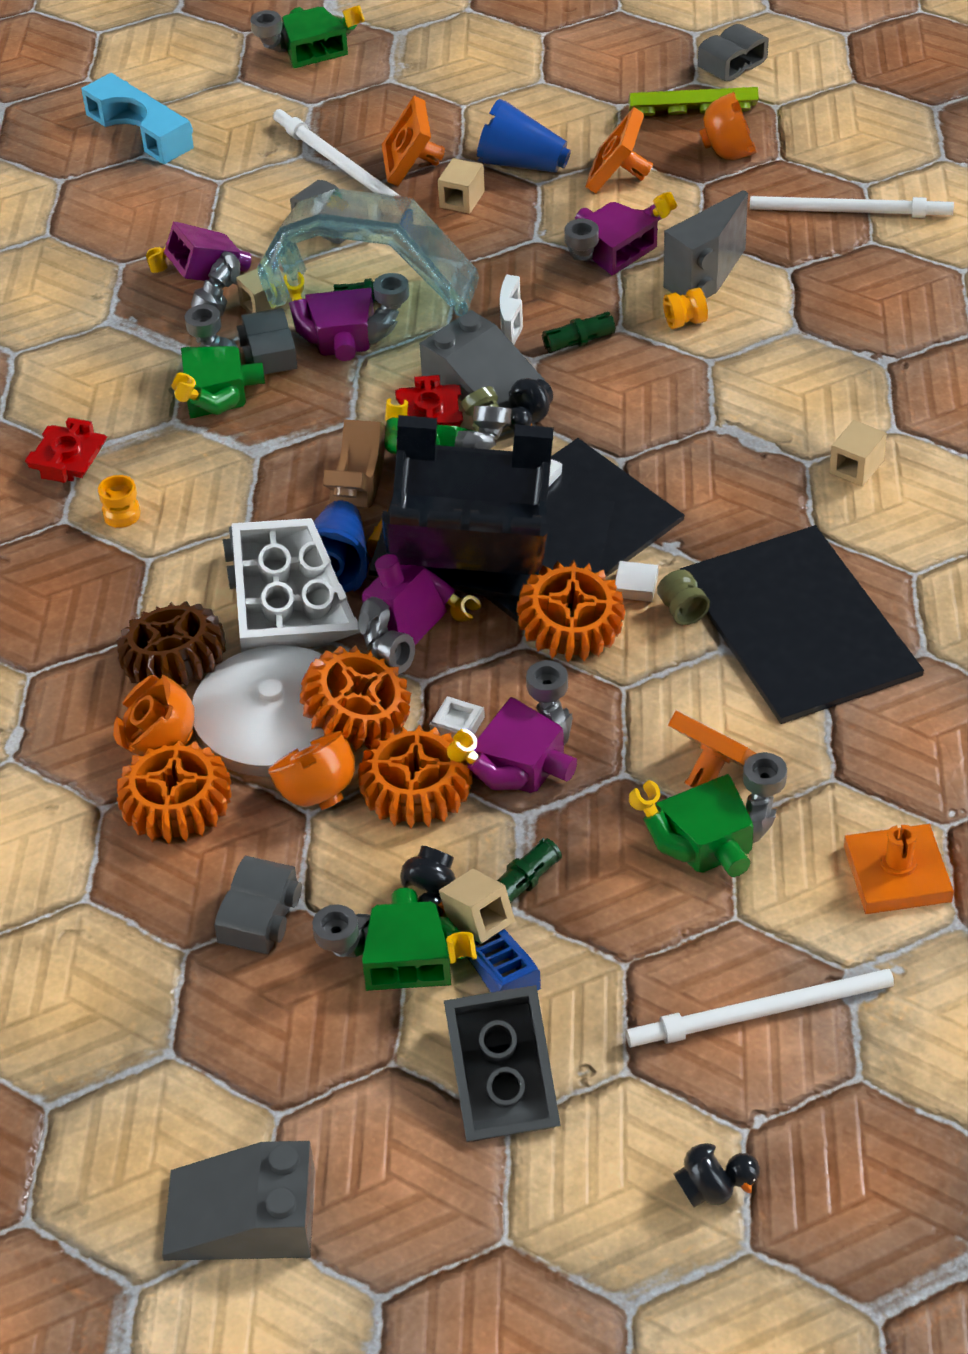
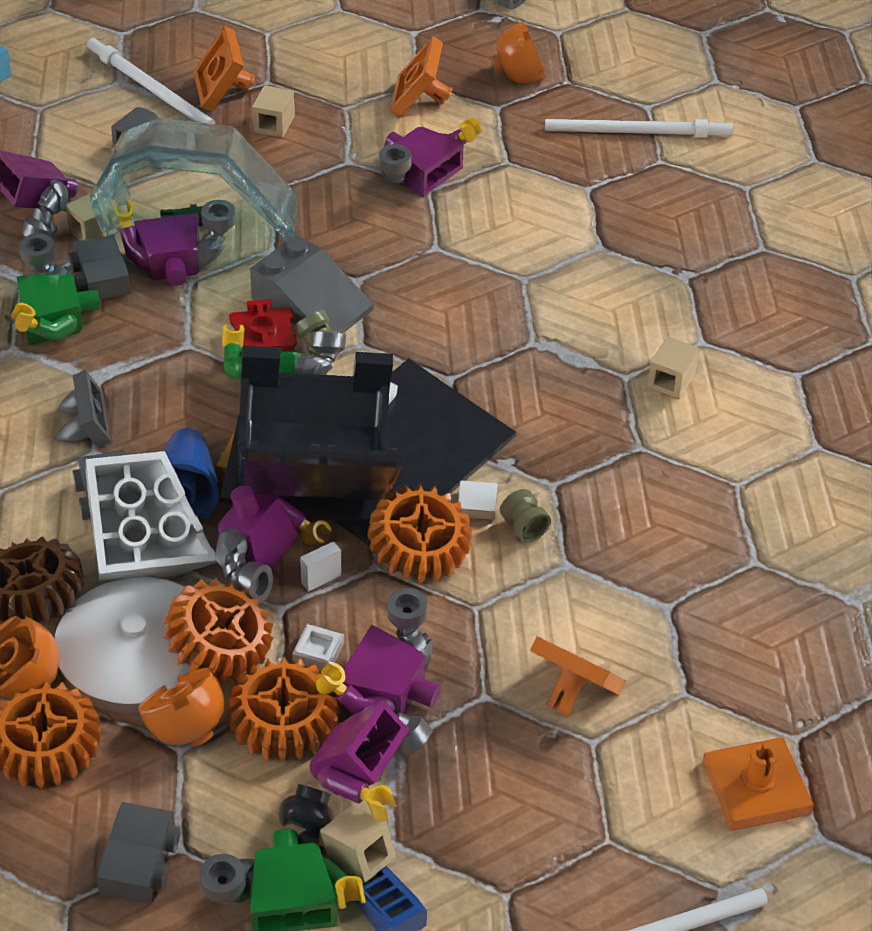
camera: 10 degrees left, 0 degrees up
(246, 484) = (91, 416): none -> dark grey tile
(359, 464) = (200, 390): medium nougat arch -> none
(466, 640) = (320, 566): none -> white tile
(488, 813) = (361, 750): none -> magenta torso
(511, 308) = (332, 230): white slope -> none
(520, 141) = (327, 69): blue cone -> none
(524, 872) = (407, 797): dark green pin -> none
(529, 401) = (360, 324): black animal -> none
(578, 332) = (398, 253): dark green pin -> none
(679, 101) = (472, 28): lime plate -> none
(685, 308) = (496, 228): light orange wheel -> none
(706, 247) = (510, 172): dark grey slope -> none
(710, 821) = (576, 744): green torso -> none
(802, 624) = (638, 538): black piece -> none

